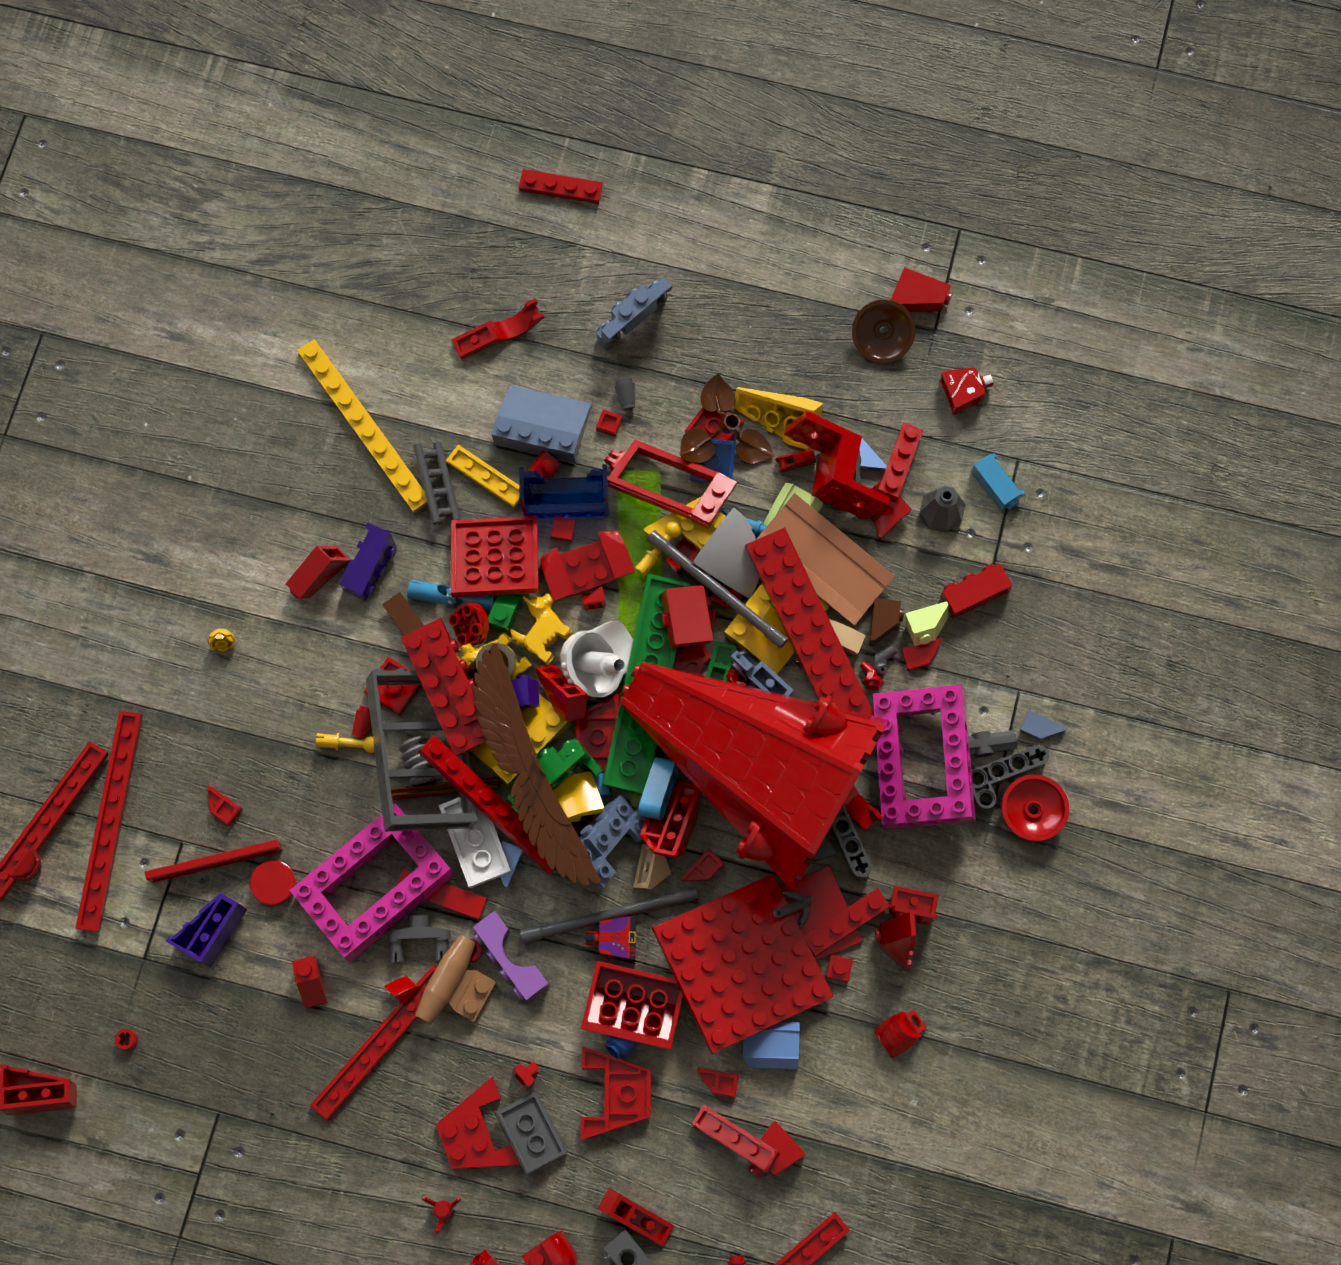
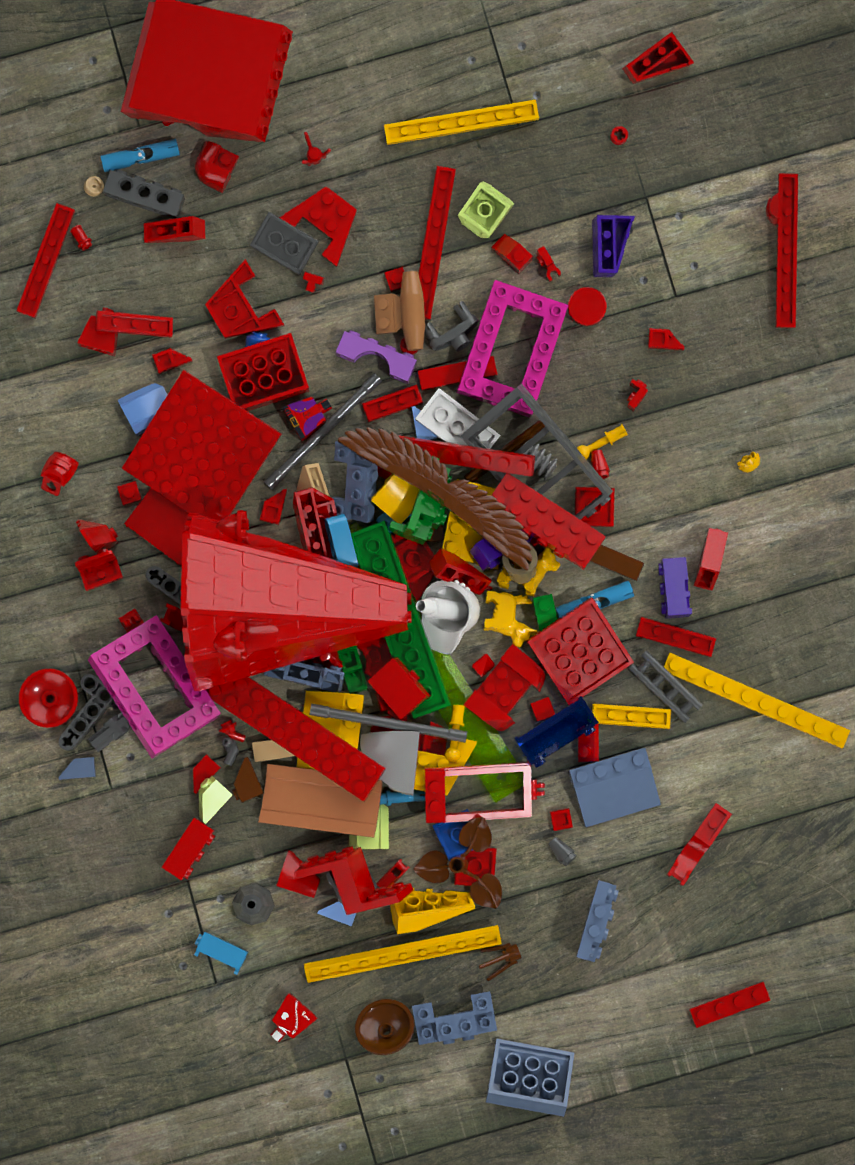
camera: 145 degrees right, 10 degrees up
(109, 821) = (740, 279): red plate -> none
(213, 861) = (641, 295): red tile -> none
(272, 1151) = (461, 122): none -> yellow plate
(282, 954) = (545, 260): none -> red plate
(284, 763) = (635, 398): none -> red bracket
(307, 1041) = (485, 210): none -> yellowish green slope
(398, 523) = (675, 637): none -> red tile
(402, 988) = (441, 287): red slope -> none
(442, 1027) = (394, 278): none -> red plate
(470, 623) = (565, 586): red tile -> none
(523, 902) = (392, 403): none -> red tile
(729, 332) = (510, 954): none -> reddish brown plant
(776, 222) = (530, 1077): none -> sand blue slope
(802, 902) = (191, 508): dark grey piece -> none
(816, 300) = (455, 1025): none -> sand blue bracket
(823, 385) = (402, 954): none -> yellow plate
(846, 922) = (143, 529): red plate -> none
(900, 461) = (308, 921): red plate -> none
(909, 838) = (131, 620): none -> red tile
(921, 292) = (376, 1081): red slope -> none

